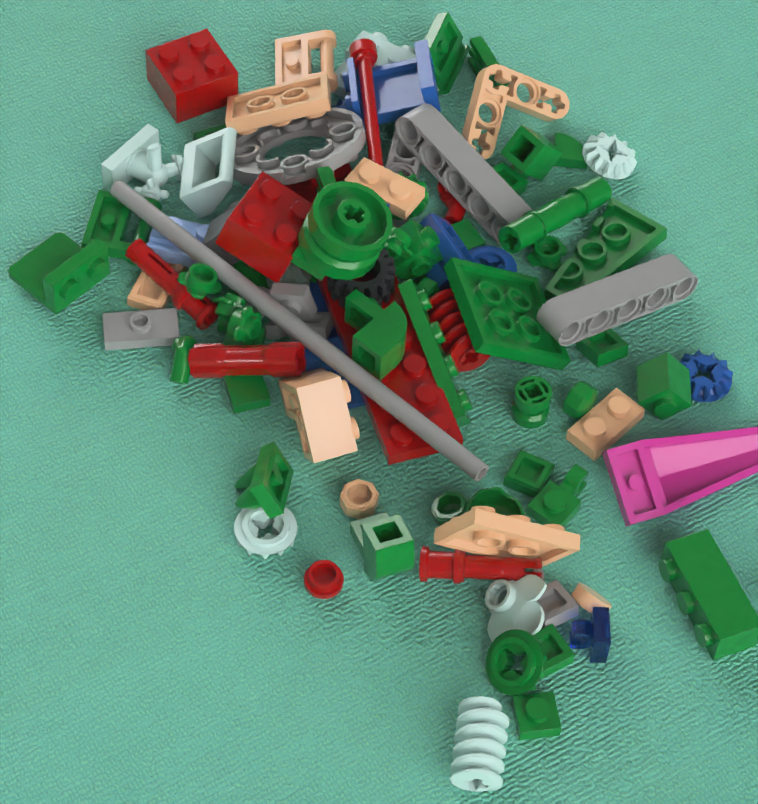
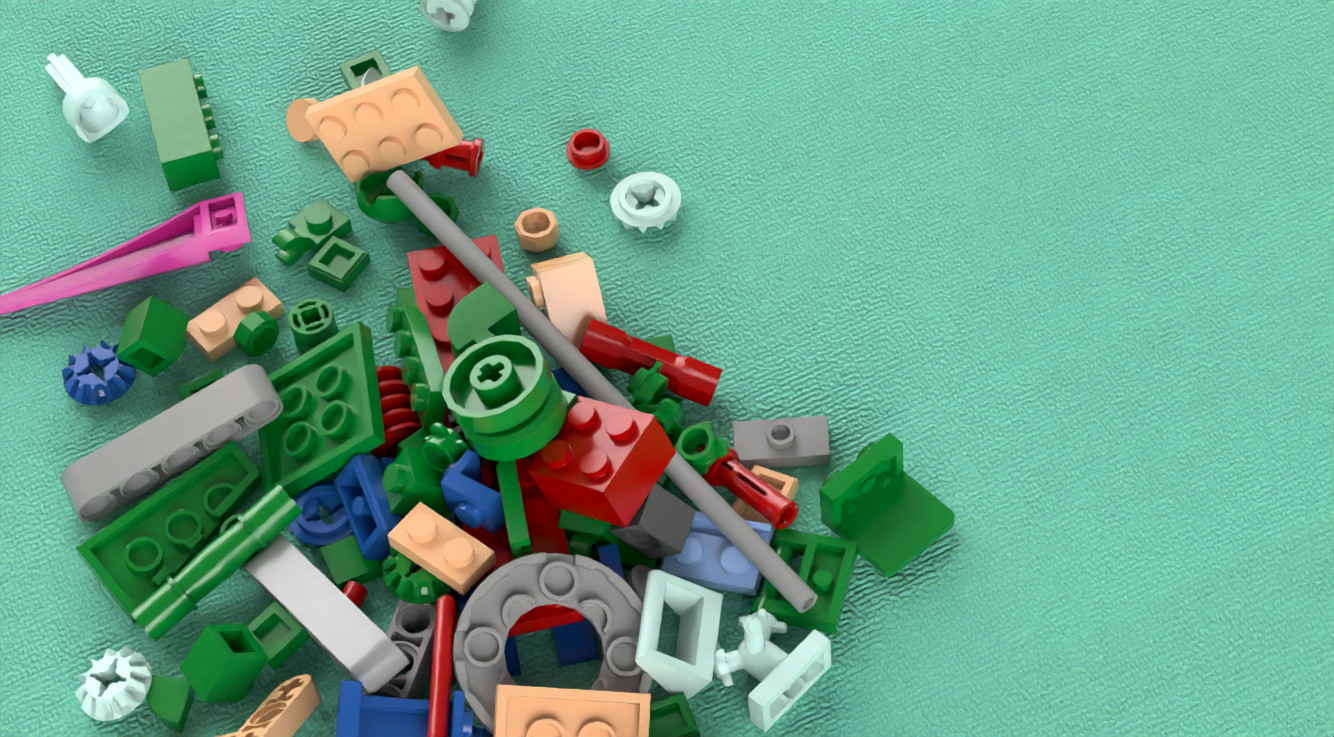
camera: 165 degrees left, 0 degrees up
(180, 367) = (727, 389): green arm -> none
(266, 482) = (632, 242): green tile -> none
(383, 545) = (518, 159): green brick -> none
(500, 660) = (398, 52): green gear -> none
(536, 715) = (391, 30): green plate -> none
(593, 634) = (312, 82): clear blue tile -> none

